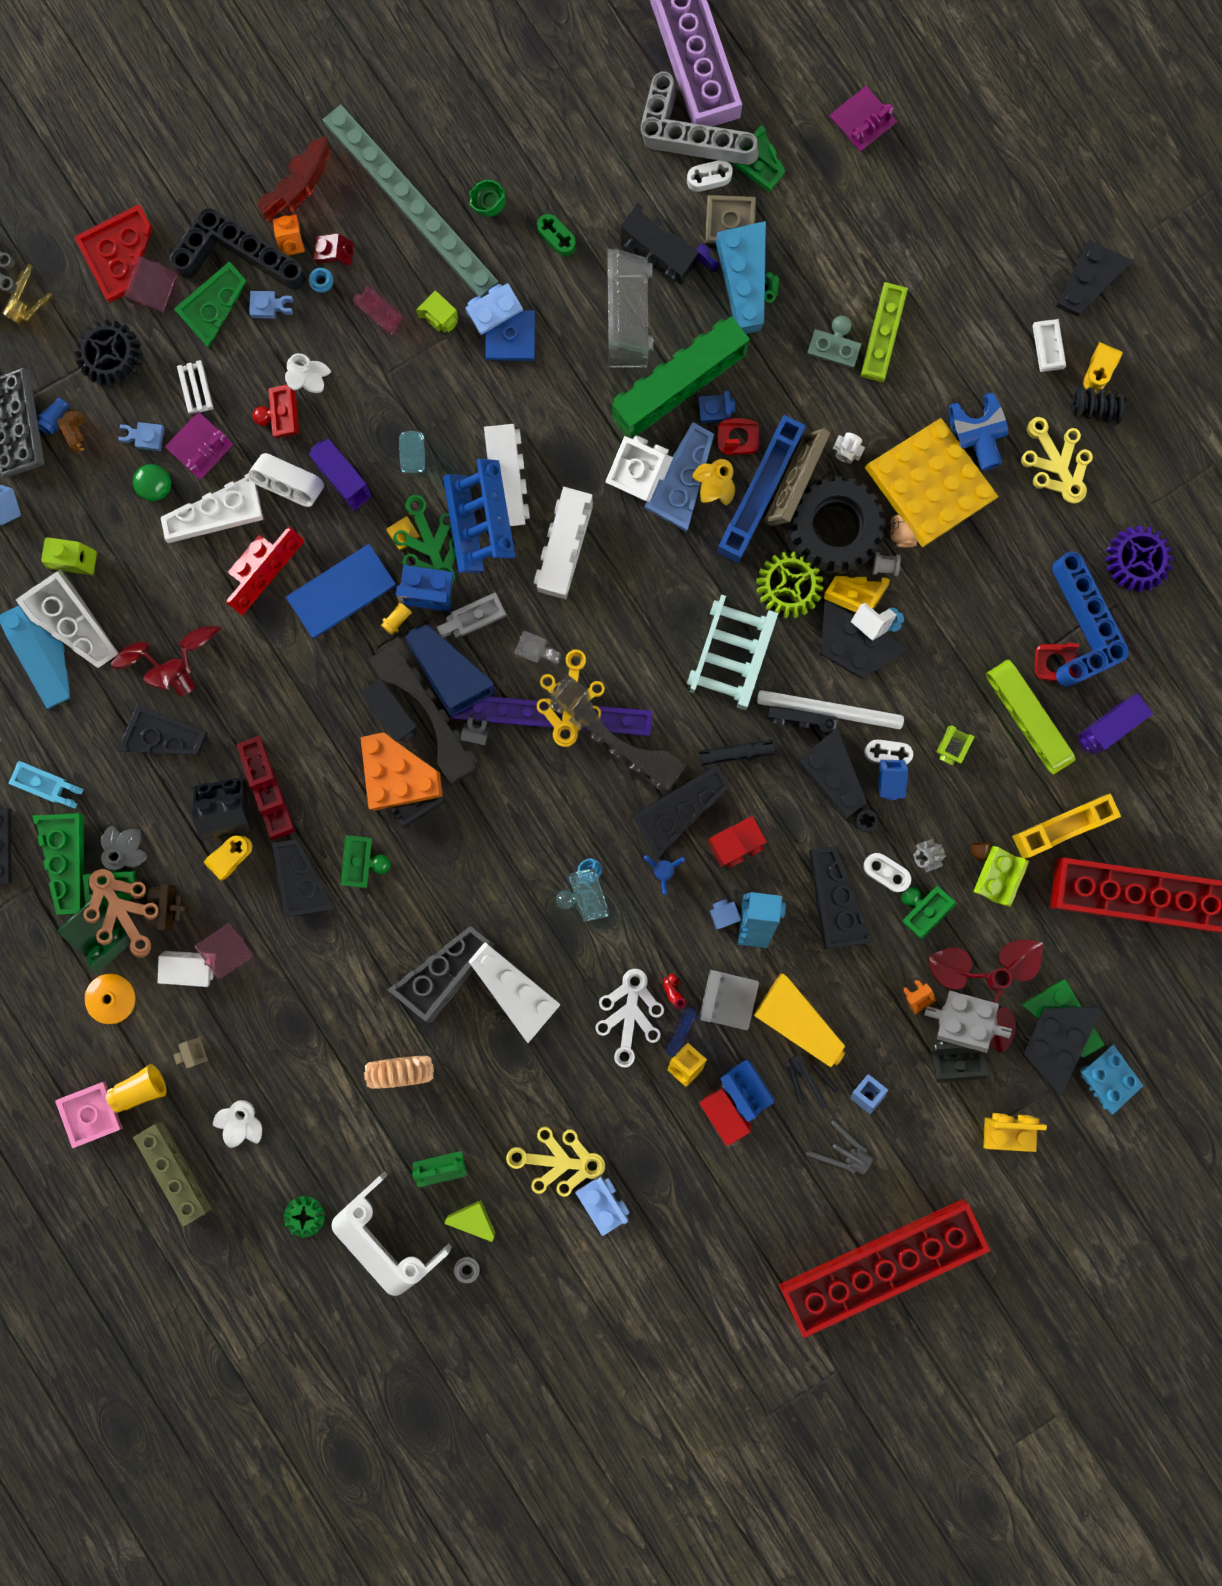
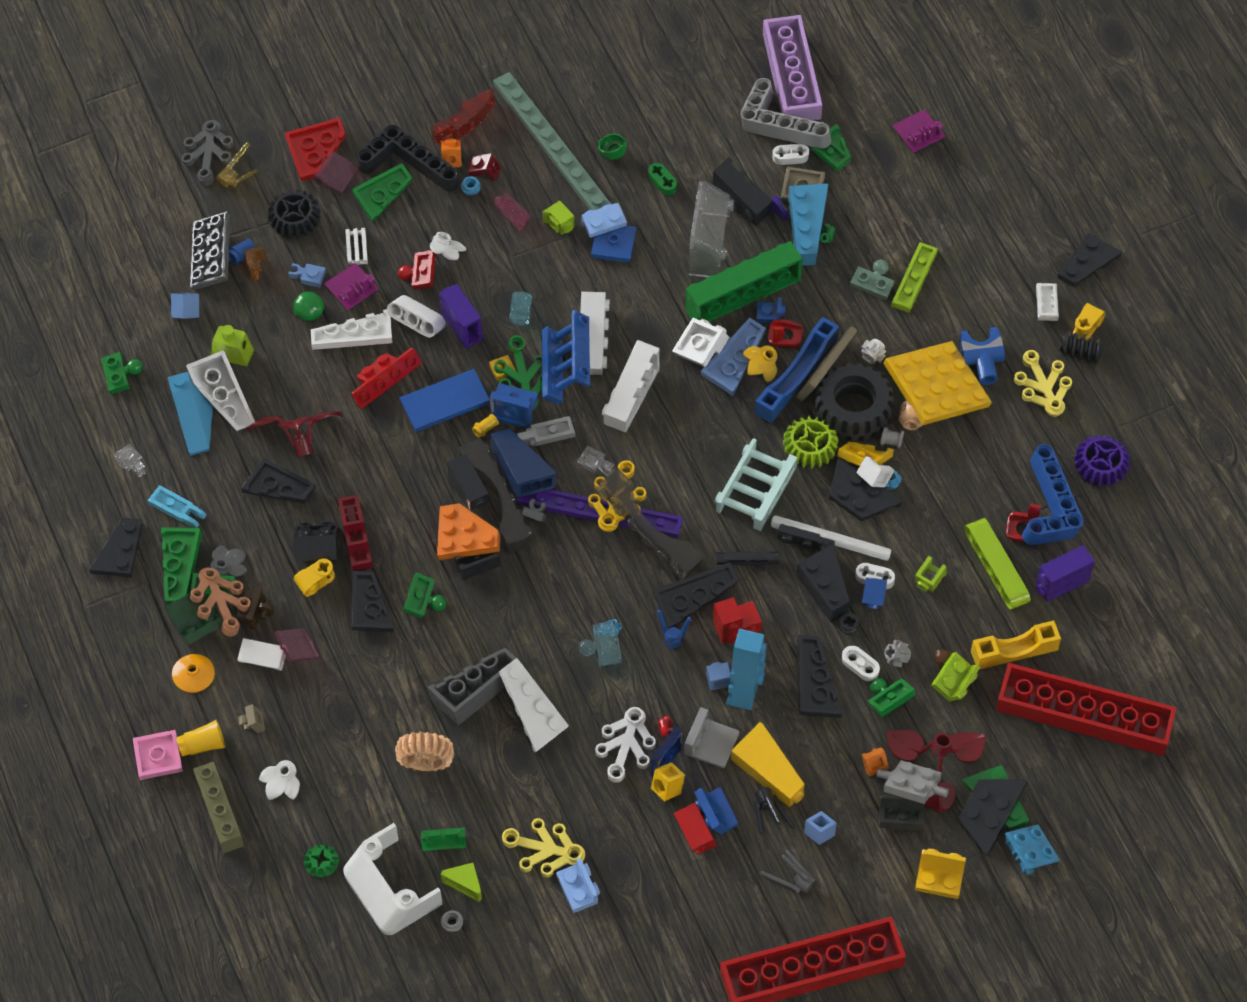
camera: 10 degrees right, 25 degrees down
(264, 304) = (424, 197): medium blue plate -> none

